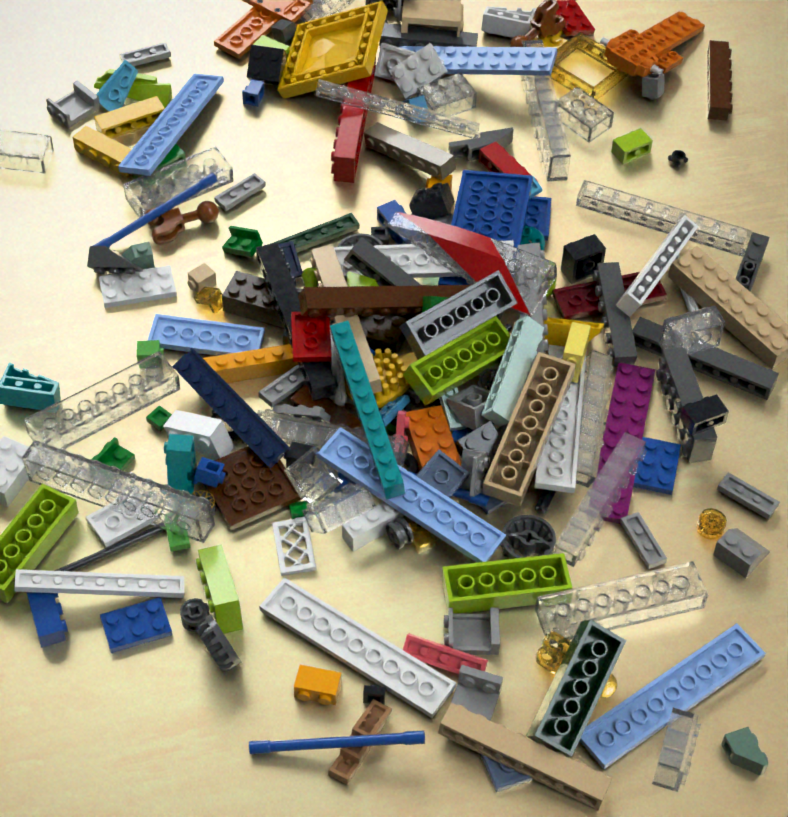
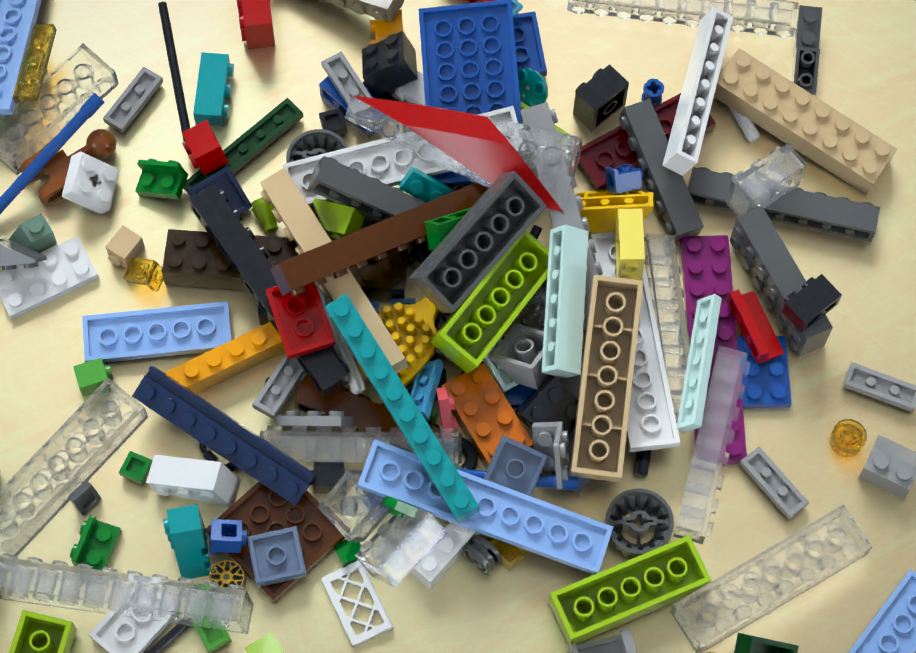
camera: 15 degrees left, 15 degrees up
(115, 427) = (84, 497): none -> dark grey plate
(177, 150) = (35, 63): none -> clear yellow plate
(191, 232) = (90, 182): none -> white brick
(243, 497) = (276, 556): none -> sand blue tile
(276, 182) = (174, 67): none -> black piece
(280, 228) = (204, 148): none -> red brick
(299, 197) = (213, 89): none -> teal brick
(344, 477) = (399, 508): none -> green plate
(394, 201) = (344, 77): none -> light grey plate
(428, 276) = (423, 186): none -> teal plate
(585, 312) = (623, 178): none -> brick
(605, 442) = (699, 363): none -> light aqua plate
(625, 263) = (653, 86): none -> blue bush
(657, 430) = (754, 326): none -> red panel

